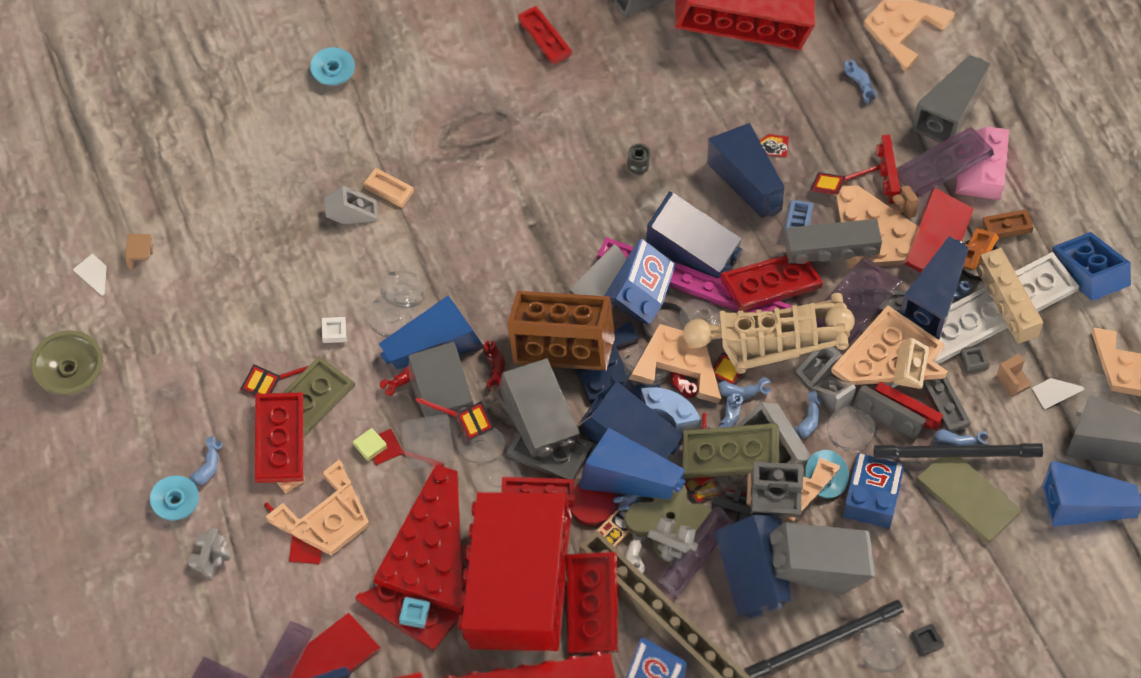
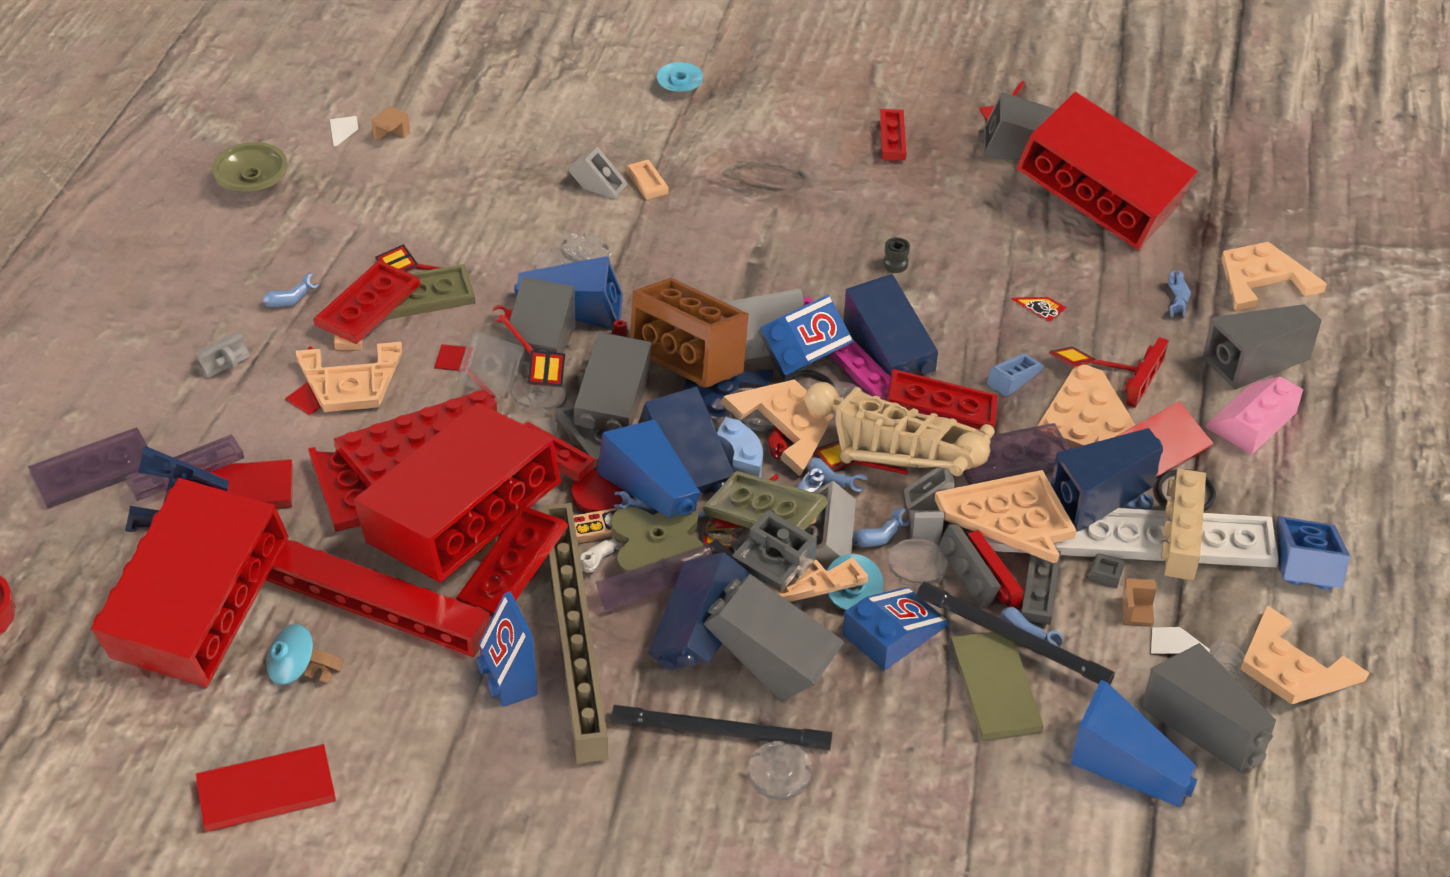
camera: 35 degrees right, 15 degrees down
(171, 489) = (236, 301): medium azure dish -> none
(334, 329) = (495, 251): white plate -> none
(369, 444) = (441, 347): yellowish green tile -> none
(414, 612) = (341, 483): medium azure plate -> none
(671, 542) = (637, 544): light grey hips -> none
(747, 169) = (992, 300): dark blue slope -> none
(833, 241) = (1031, 394): dark grey brick -> none
(906, 202) = (1141, 404): medium nougat tile -> none
(911, 363) = (1023, 527): tan slope -> none
(926, 639) = (834, 789): black tile -> none
(944, 161) = (1209, 386): tile -> none
(980, 243) = (1198, 465): orange slope -> none
(1008, 223) = (1240, 473): dark orange plate -> none

